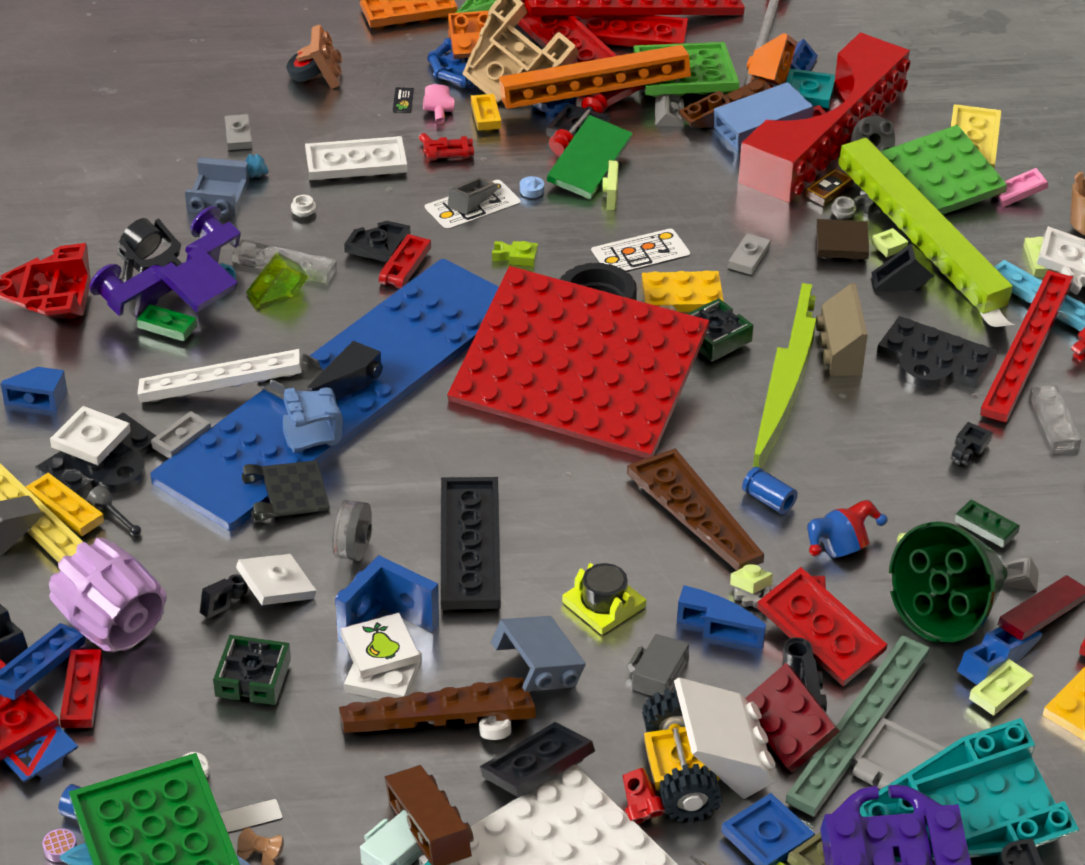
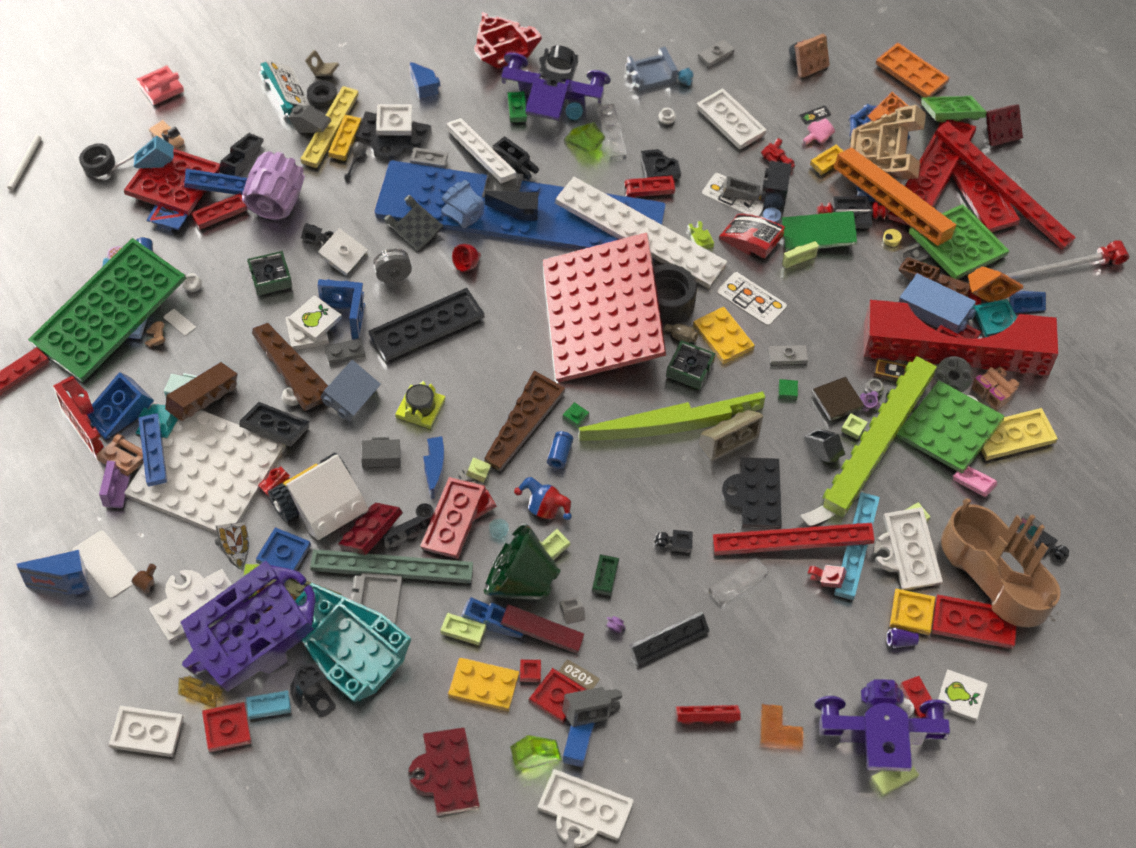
camera: 60 degrees right, 15 degrees up
(260, 344) = (515, 157): none -> black hinge
(391, 458) = (465, 257): none -> red helmet
(451, 644) = (345, 351): none -> dark grey plate
(452, 296) = (626, 222): none -> white plate
(503, 156) = (775, 186): none -> black brick
(551, 207) = (753, 234): none -> slope
(636, 114) = (892, 237): none -> light yellow tile
(718, 460) = (575, 415): none -> green plate
(799, 272) = (788, 389): none -> green tile
(856, 596) = (498, 528): none -> clear light blue plate
(862, 213) = (870, 396): none -> medium lavender plate
(908, 122) = (995, 387): none -> nougat hips
(1068, 540) = (615, 624): none -> medium lavender plate

